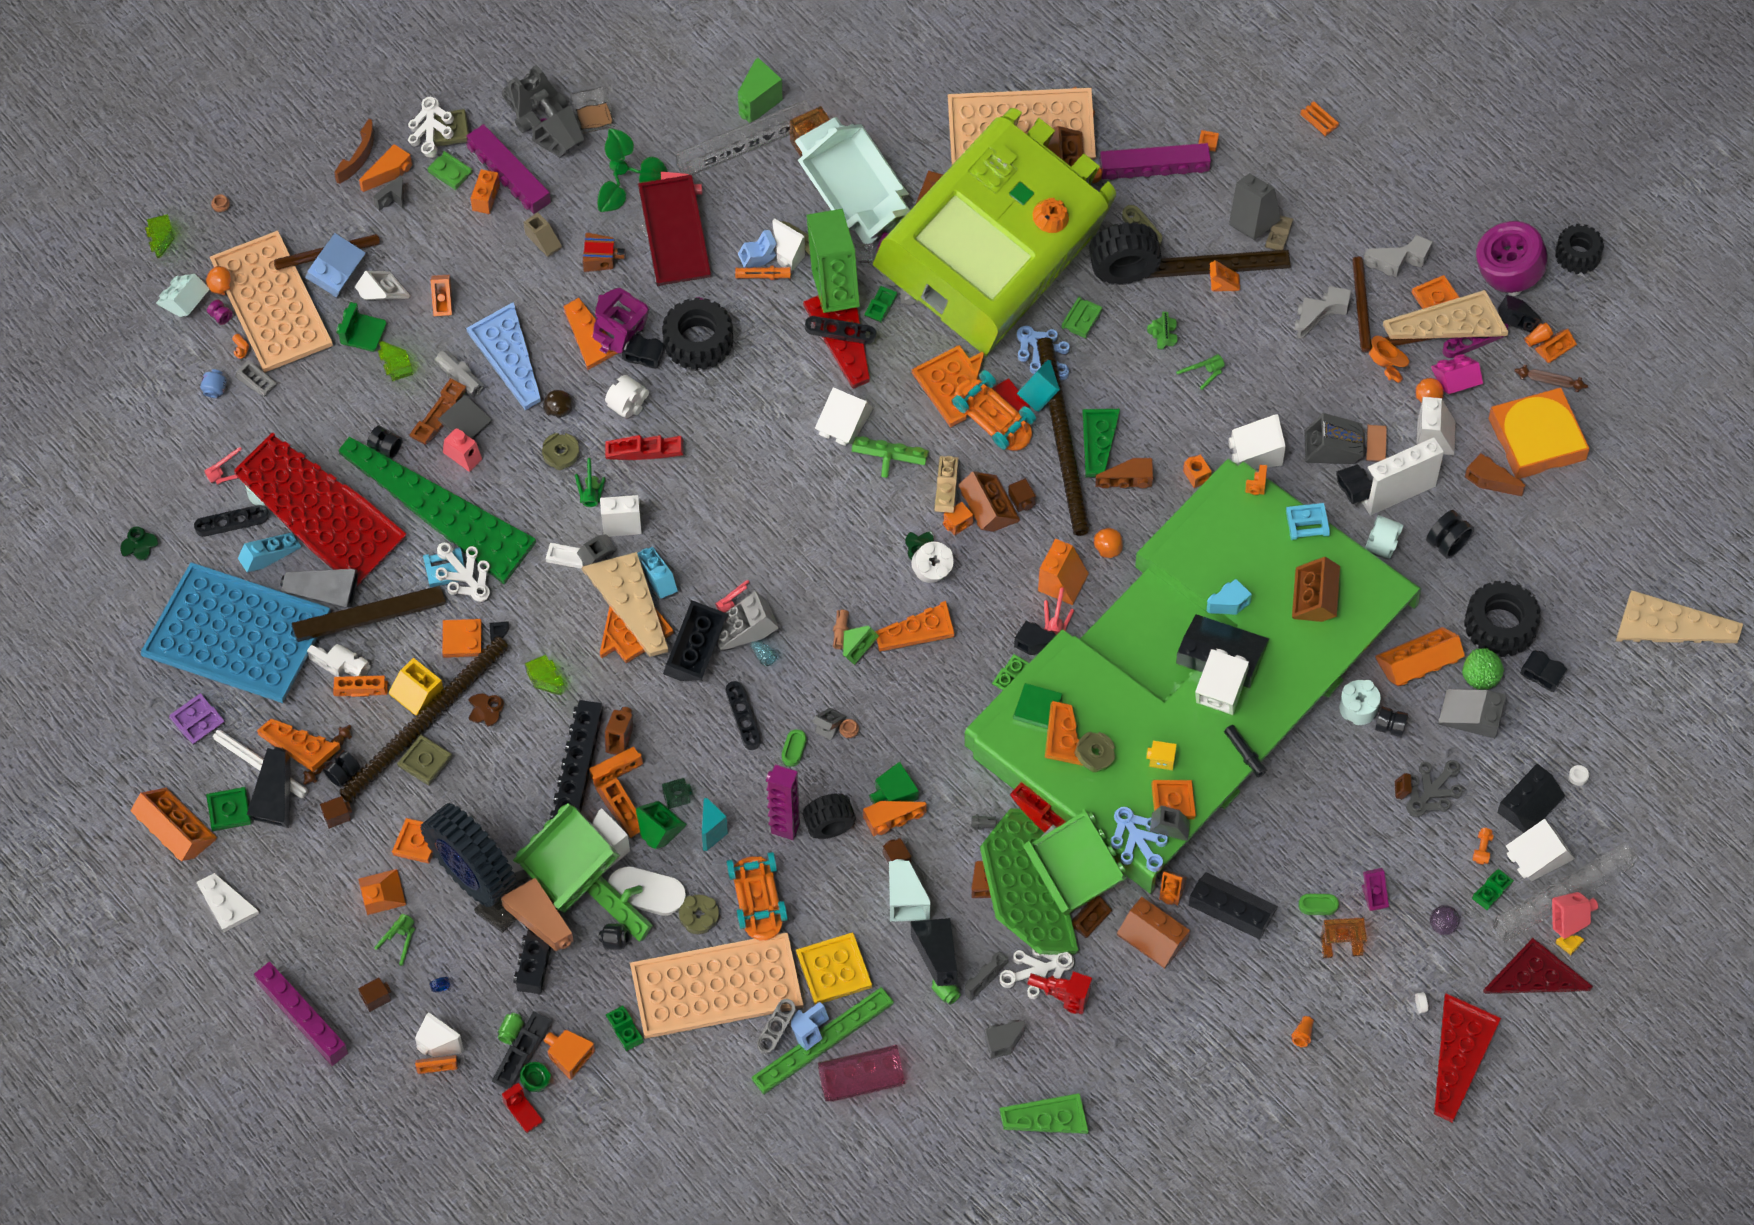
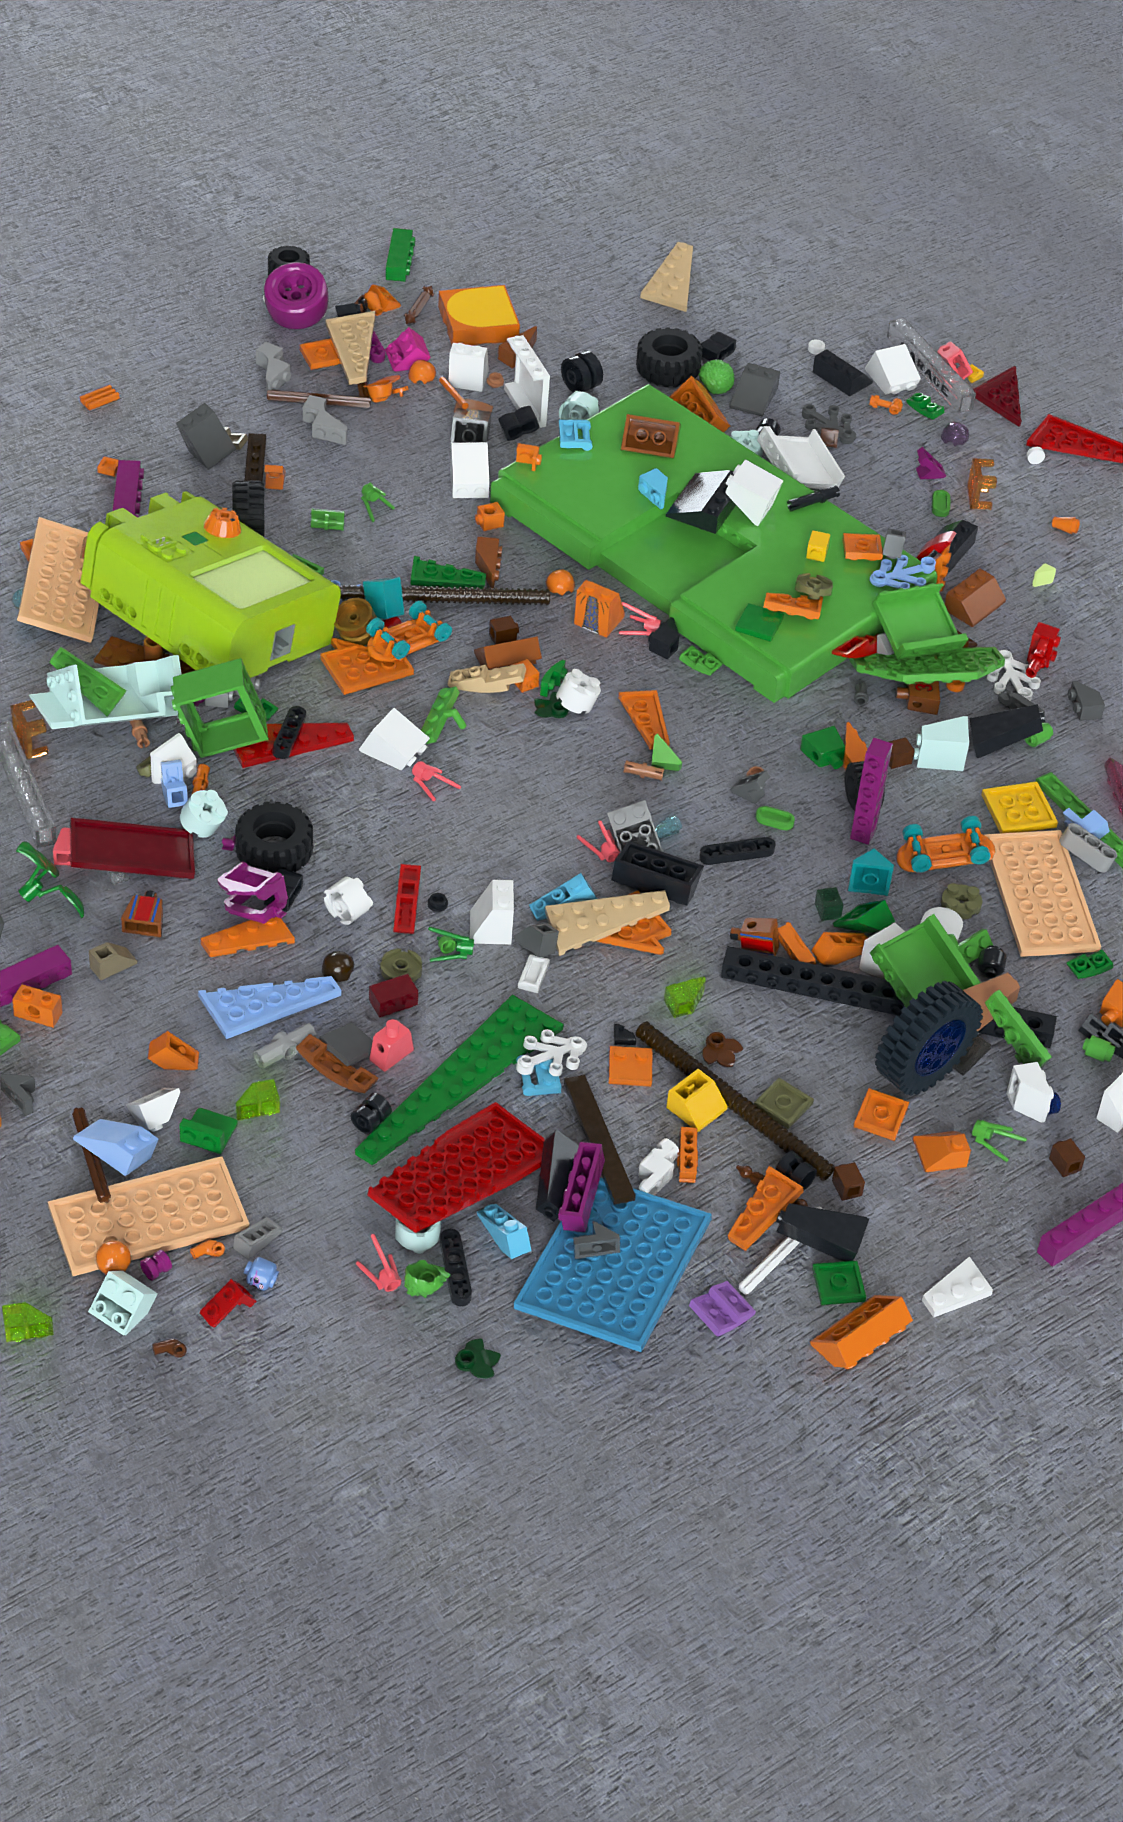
camera: 90 degrees left, 15 degrees down
(144, 335) = (170, 1346): none -> reddish brown arm
(187, 365) = (225, 1301): none -> red bracket
(209, 494) = (424, 1278): none -> bright green hair
(246, 614) = (600, 1243): none -> dark grey slope
(297, 595) = (582, 1187): none -> magenta brick
(442, 959) = (1030, 1091): none -> white slope
(494, 945) = (1016, 1031): none -> bright green wing
(523, 447) = (393, 995): none -> dark red brick
(644, 472) = (437, 902): none -> black plate
(714, 282) = (203, 813): none -> light aqua brick
(809, 446) = (424, 772): none -> coral plant
(858, 162) = (93, 685): none -> bright green wing
(953, 539) = (553, 678): none -> green slope
(1002, 363) = (353, 619): none -> pearl gold wheel
(1184, 869) = (938, 543): none -> red slope
(1206, 1002) = (1044, 575): none -> yellowish green slope
(1343, 752) = (802, 458): none -> white panel
(1389, 421) = (453, 392): none -> orange bar
(1634, 349) = (400, 254): none -> green brick

